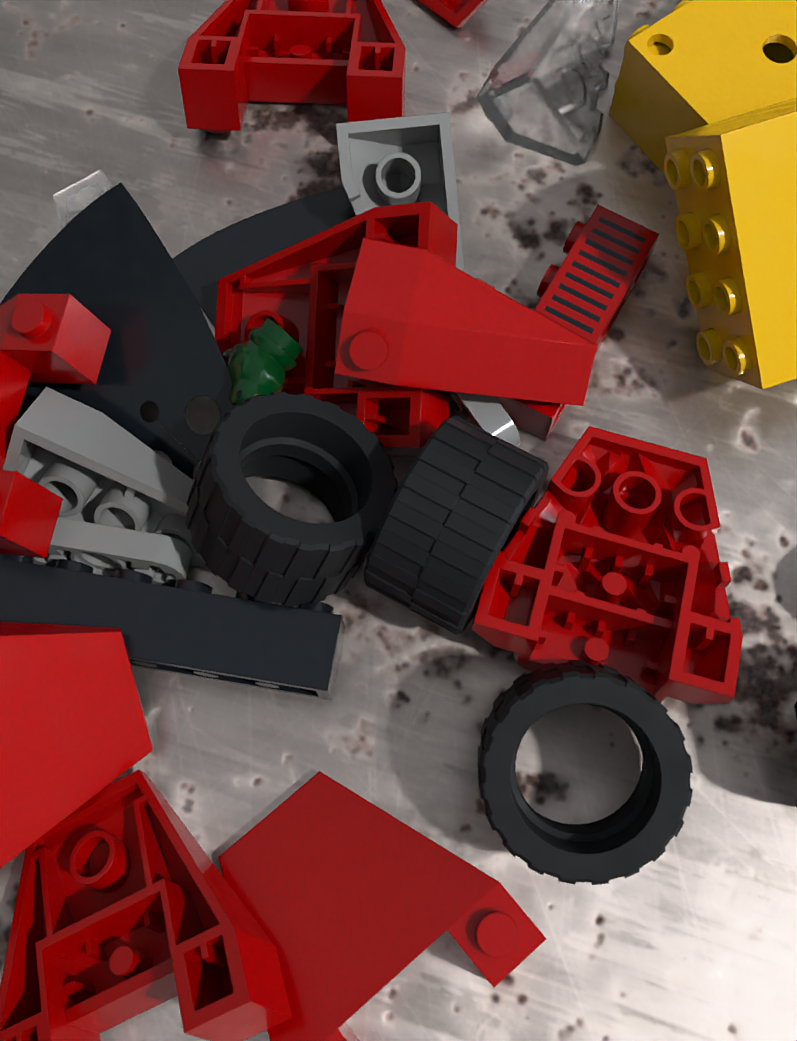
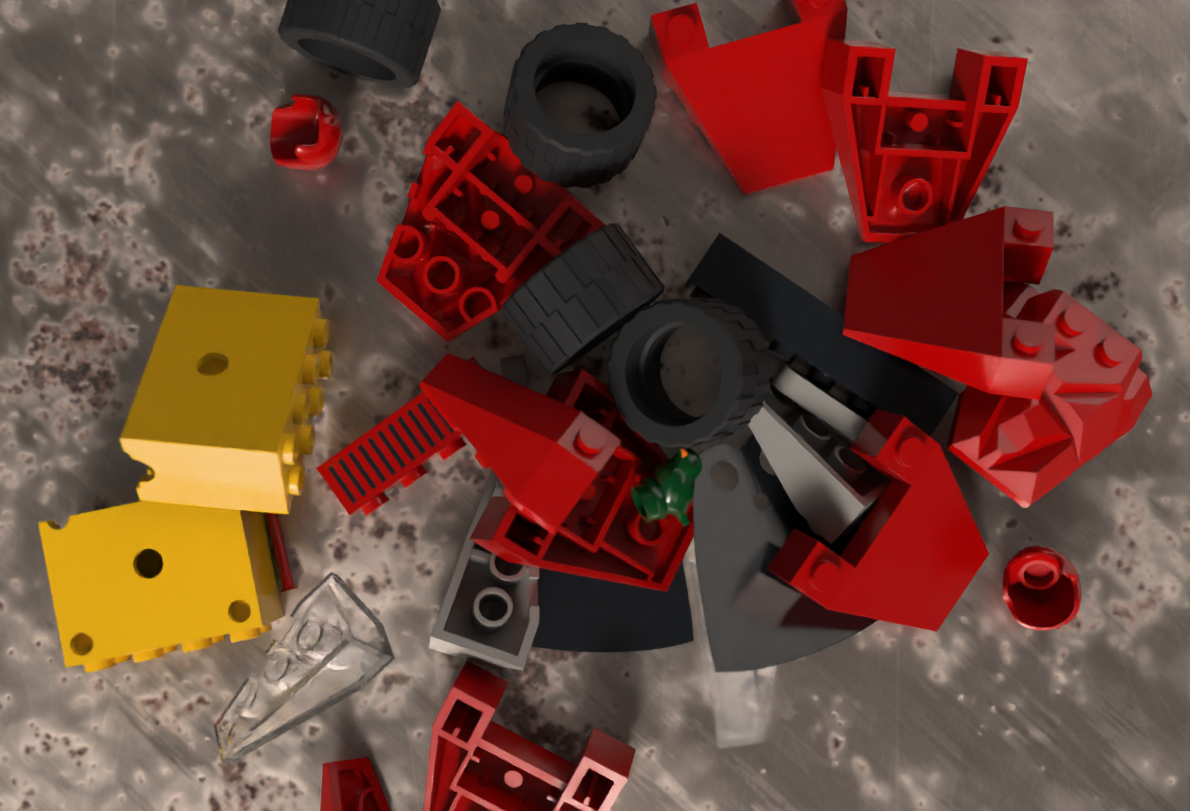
camera: 160 degrees left, 15 degrees up
(643, 160) = (280, 551): none -> red piece

